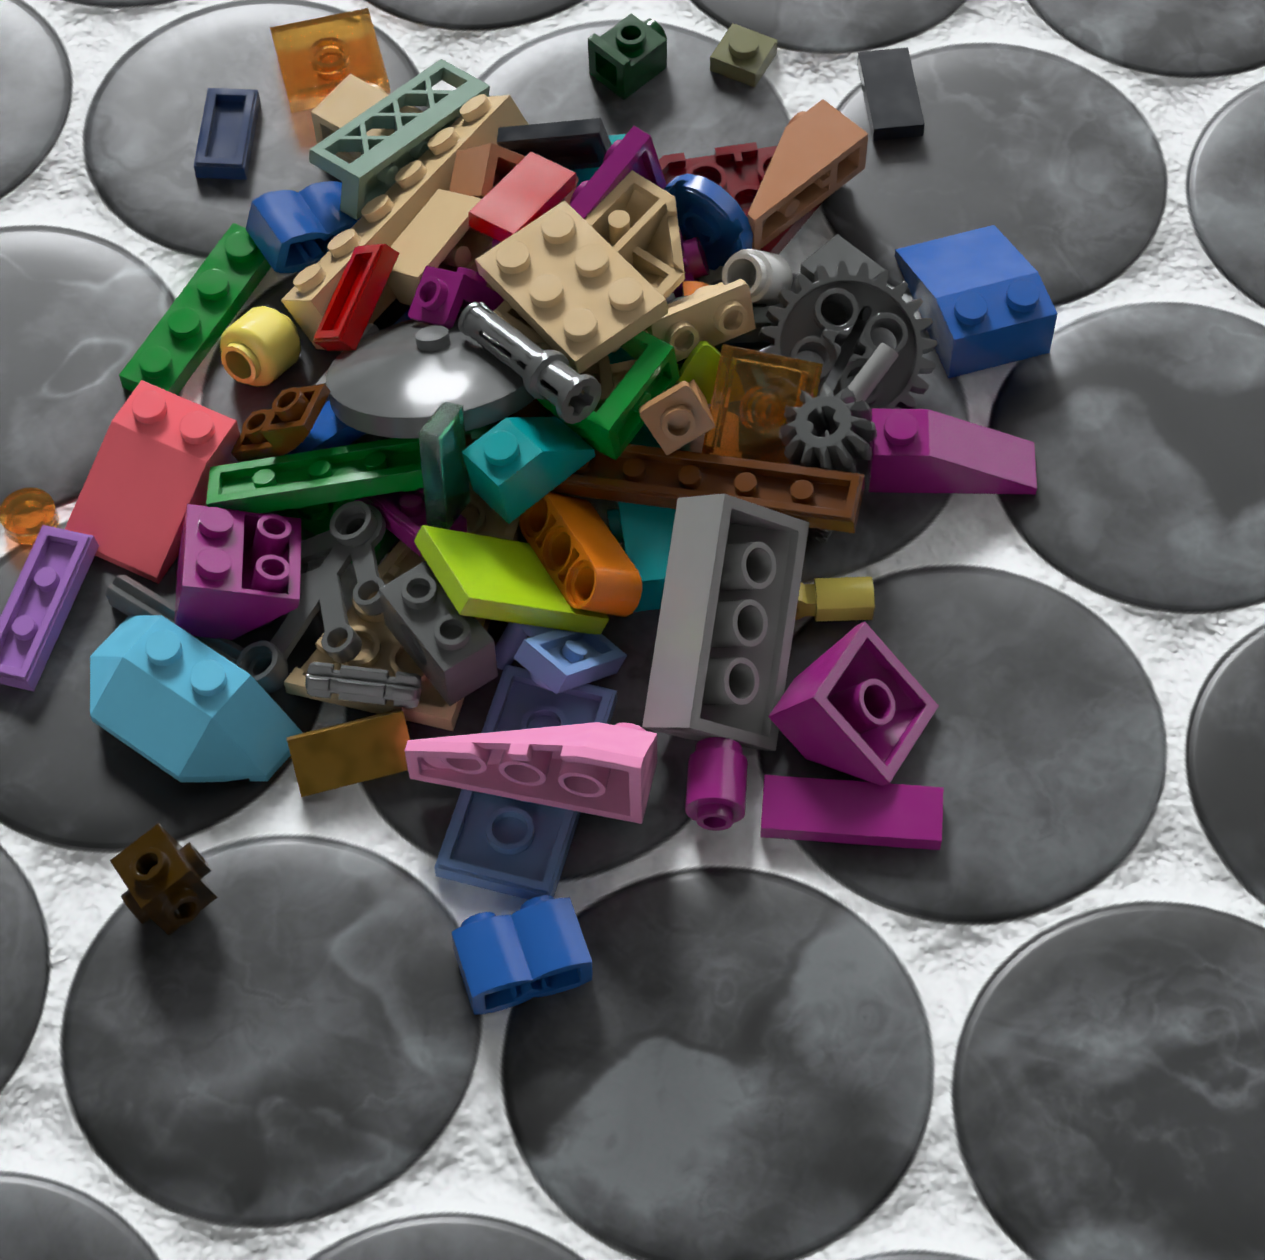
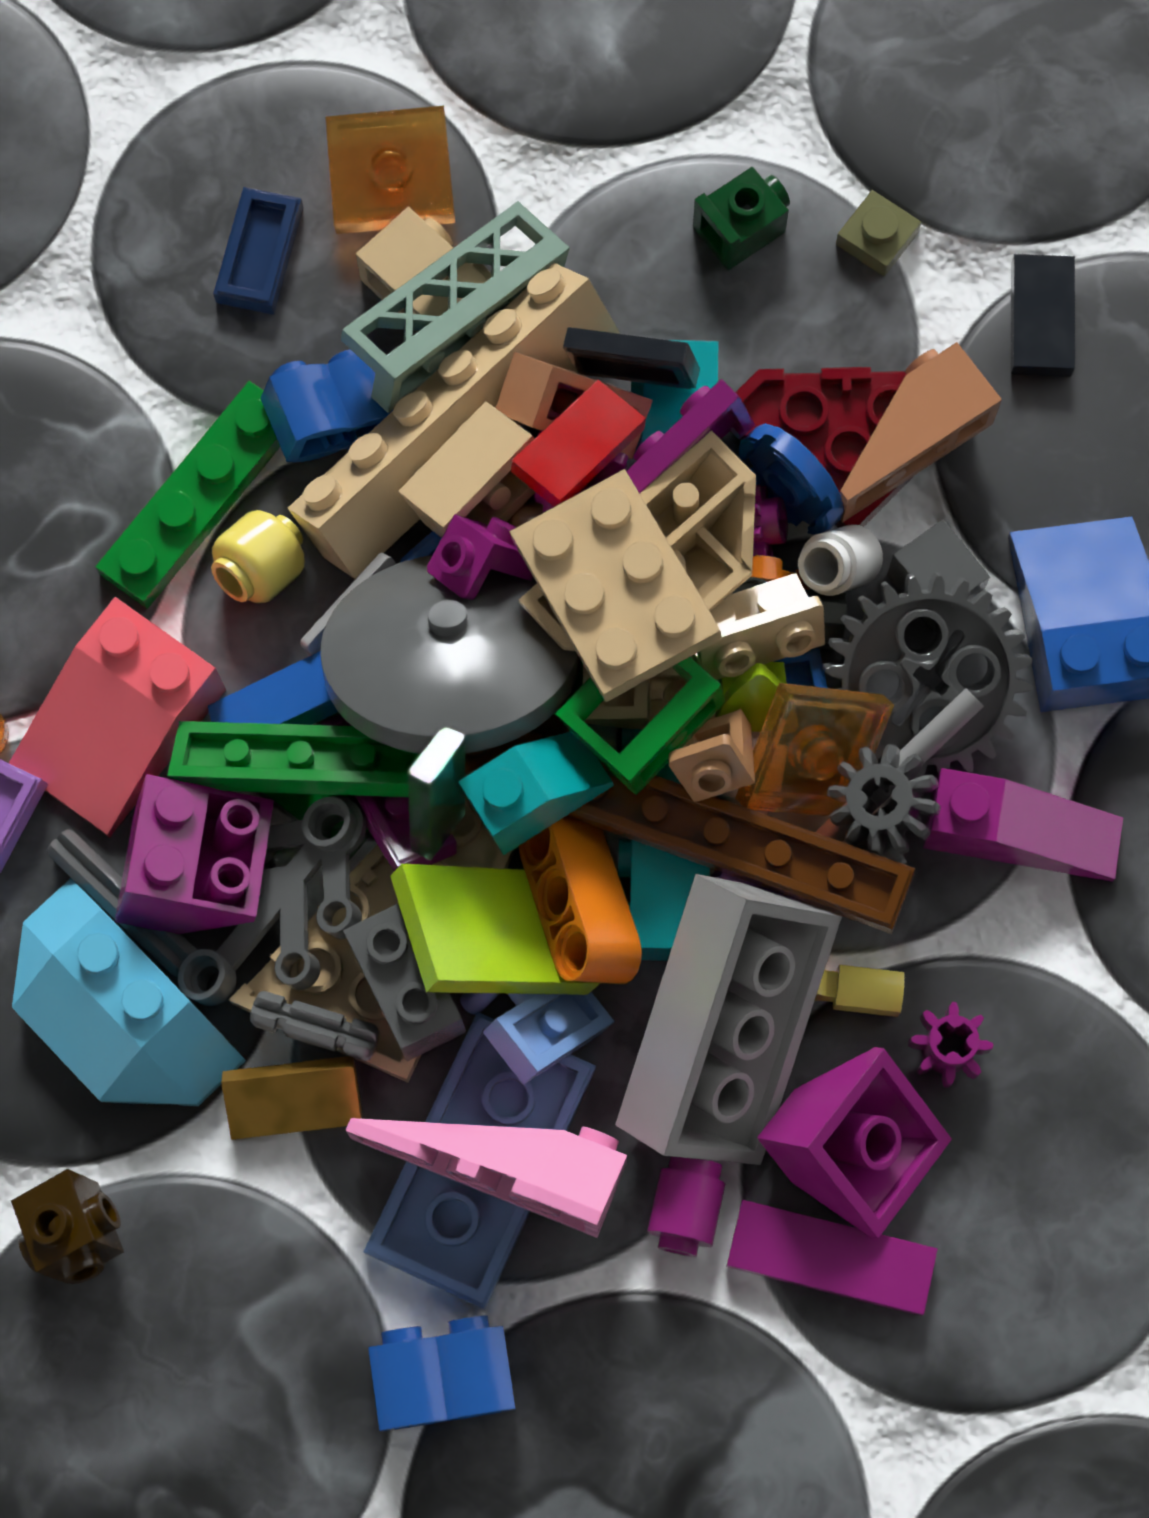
camera: 10 degrees right, 15 degrees up
(283, 427) = (264, 684): reddish brown slope -> none
(355, 297) = (370, 533): red tile -> none
(543, 371) = (564, 699): dark grey pin -> none
(922, 626) = (947, 1027): none -> magenta gear

